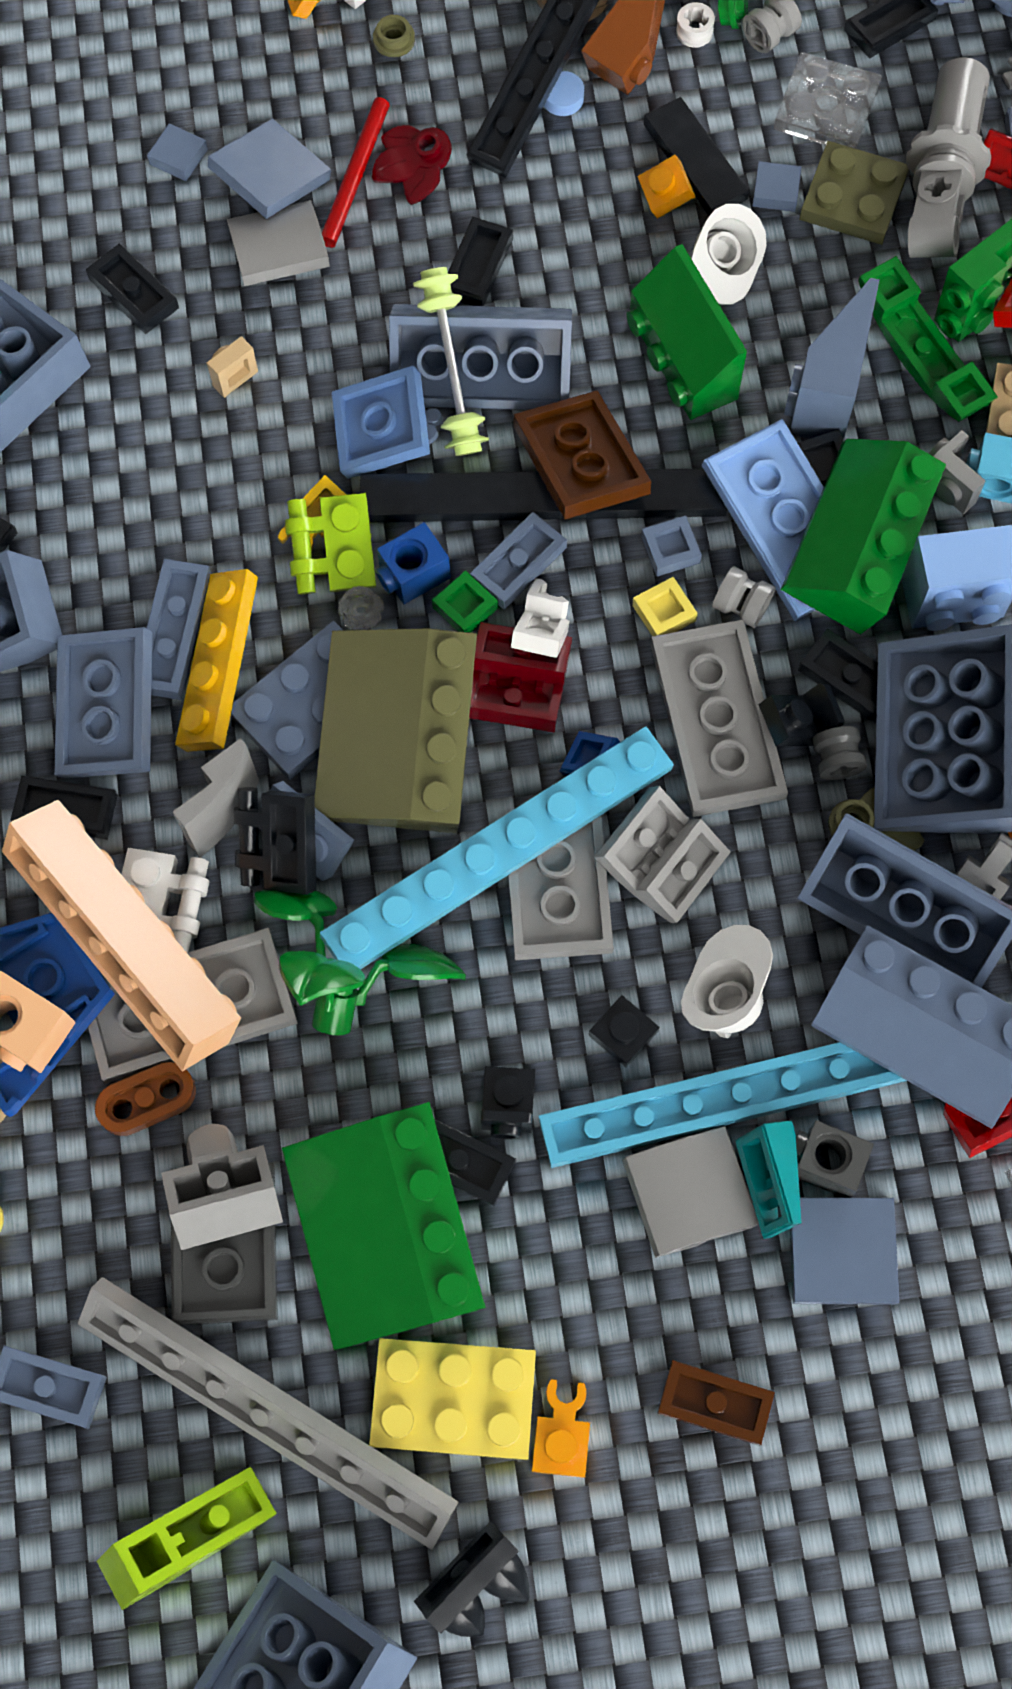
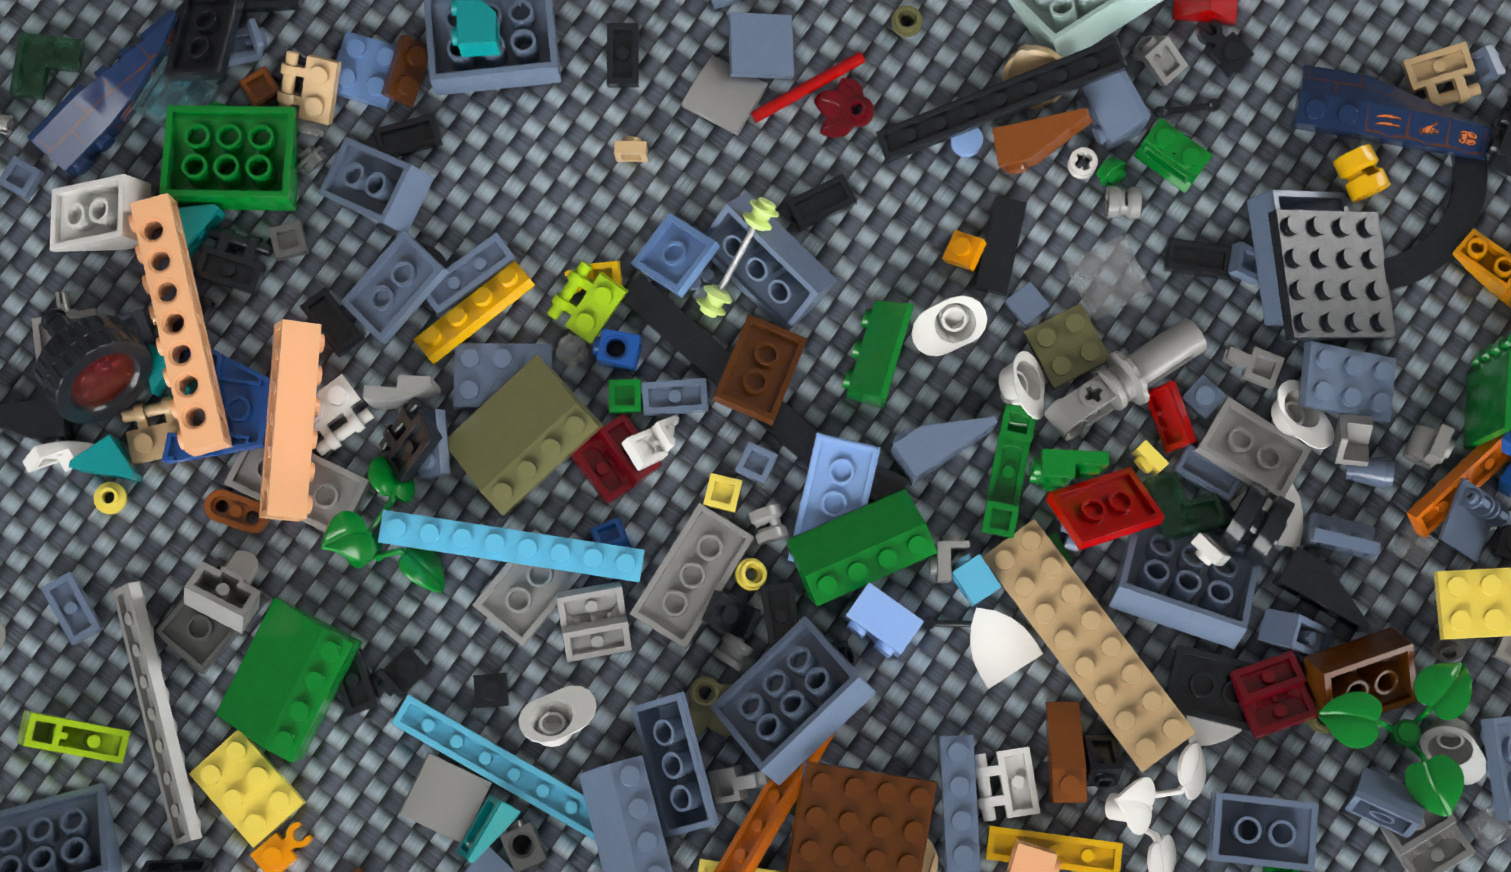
camera: 45 degrees right, 10 degrees up
(777, 661) = (759, 570): none -> light yellow plate
(849, 254) = (1023, 384): none -> white piece

